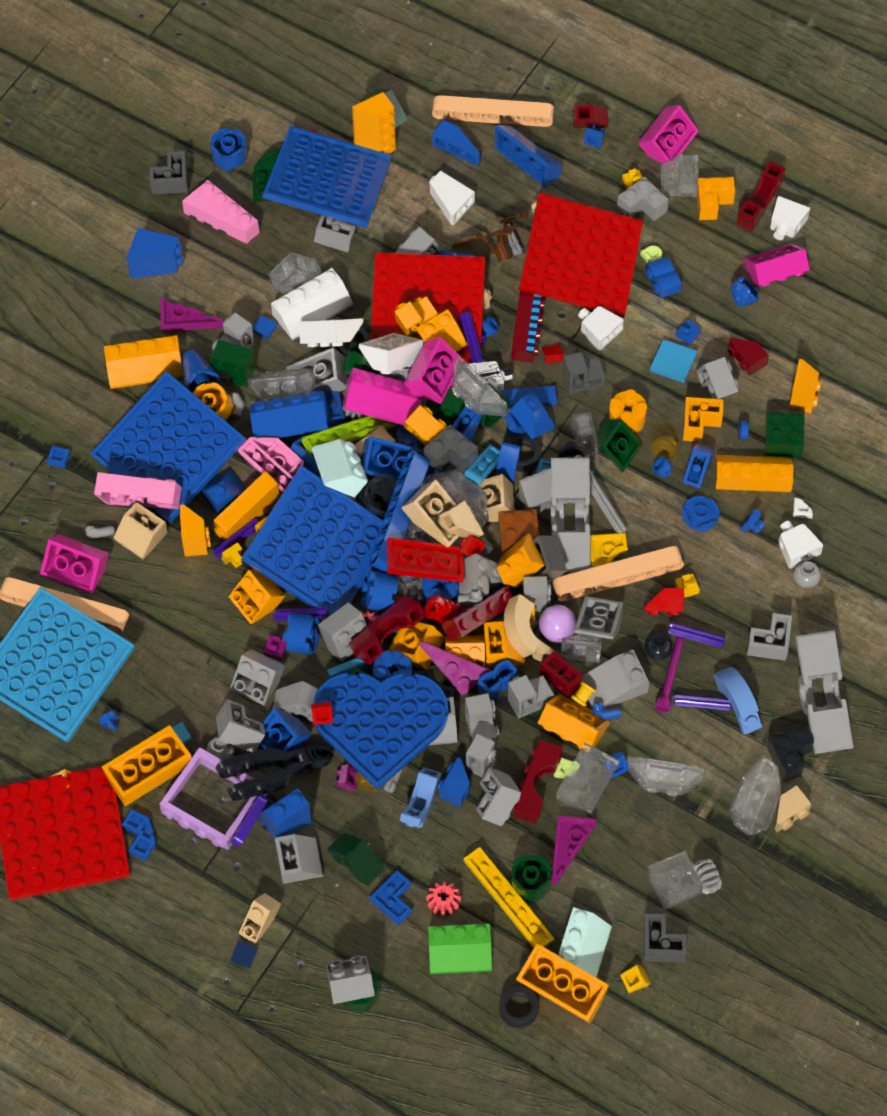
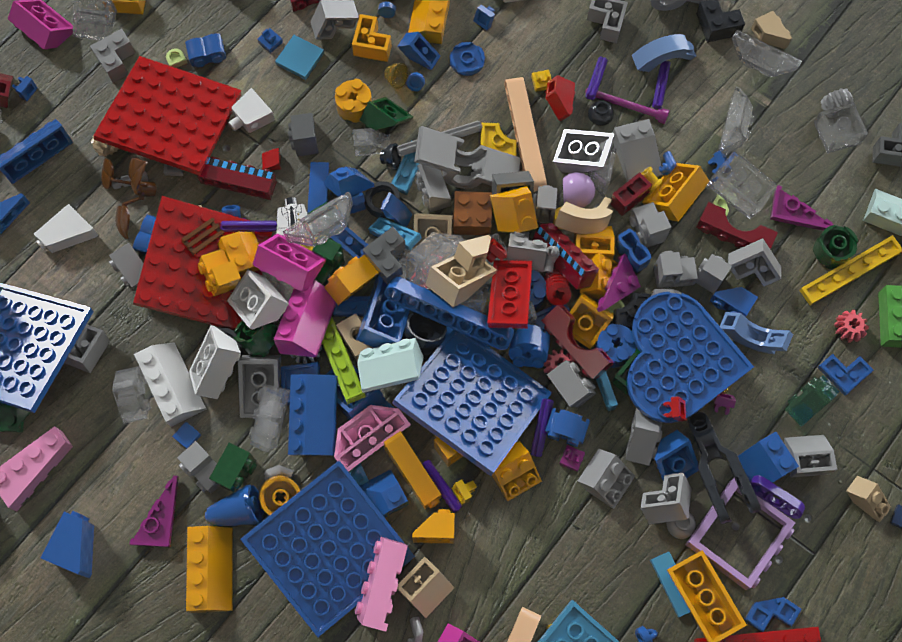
camera: 85 degrees left, 10 degrees up
(238, 467) = (359, 475): none -> dark azure tile
(439, 289) = (215, 227): none -> reddish brown tile
(631, 177) = (85, 62): yellow tile -> none

